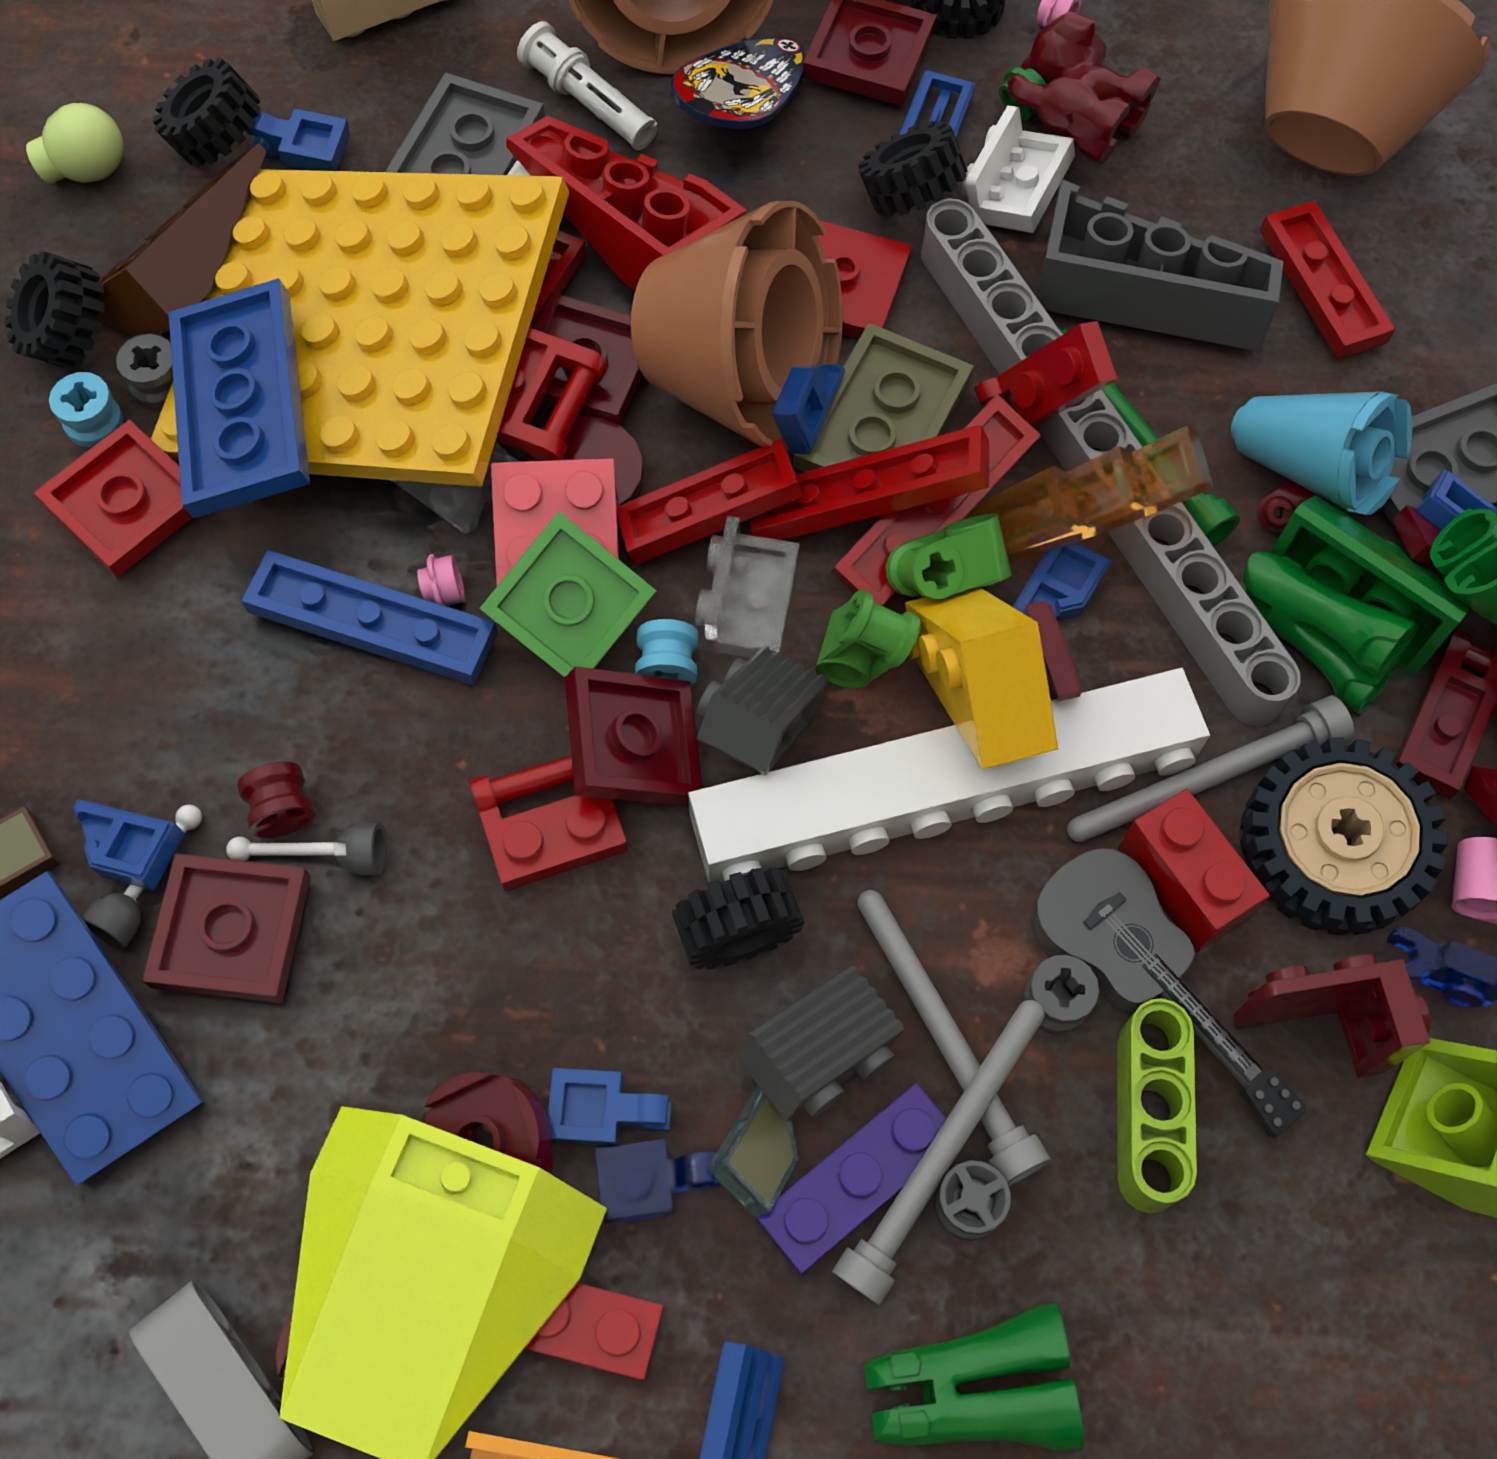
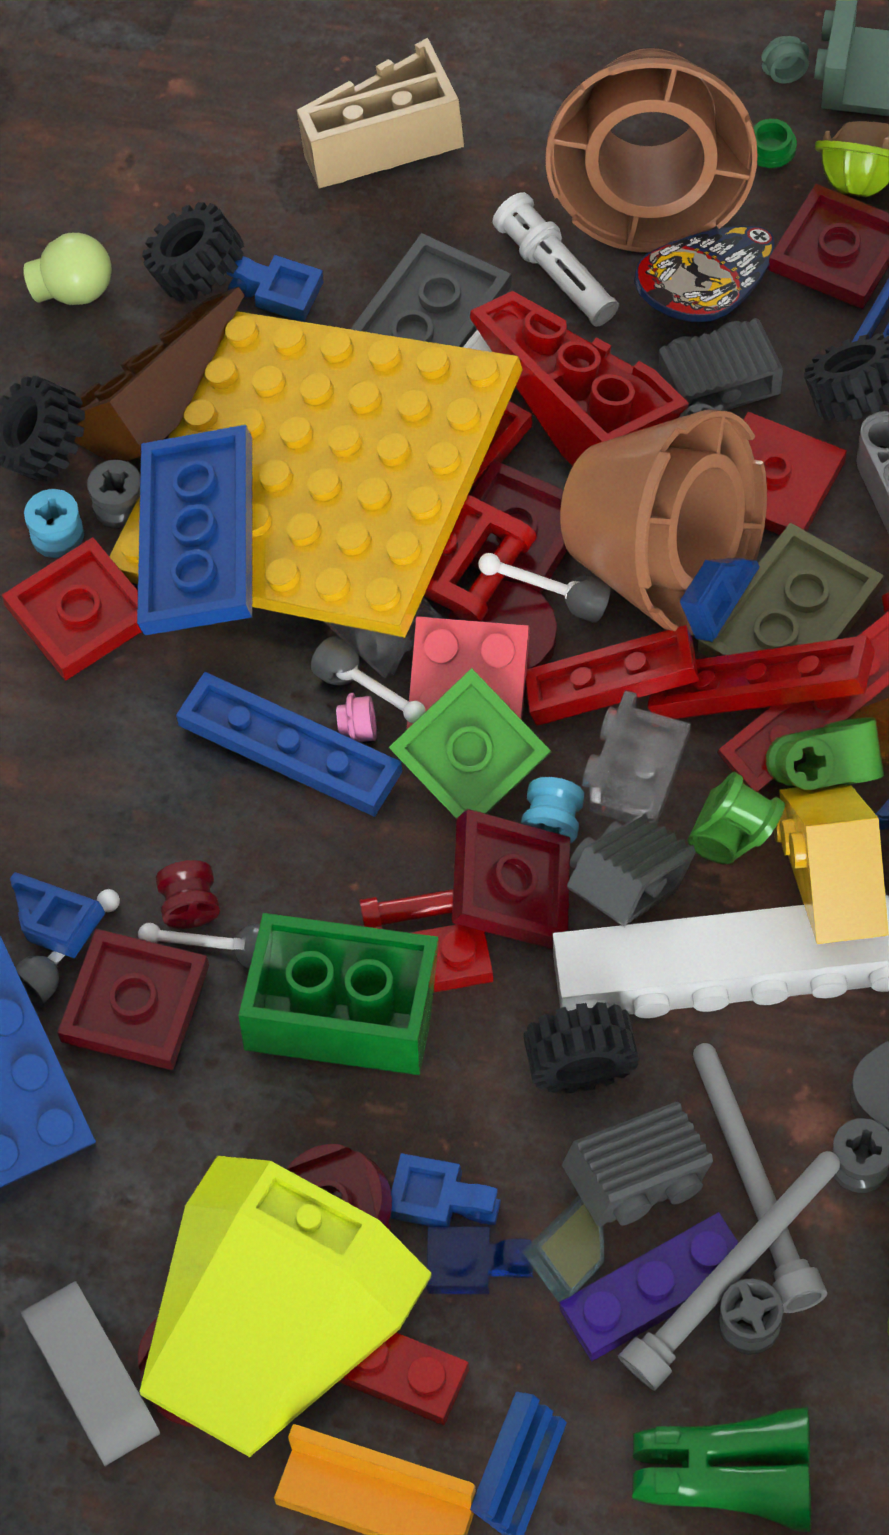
camera: 15 degrees right, 5 degrees down
(415, 525) = (338, 665): none -> hinge
(458, 892) = (339, 993): none -> green slope
(666, 421) = (584, 595): none -> hinge
(776, 167) = (723, 367): none -> dark grey brick

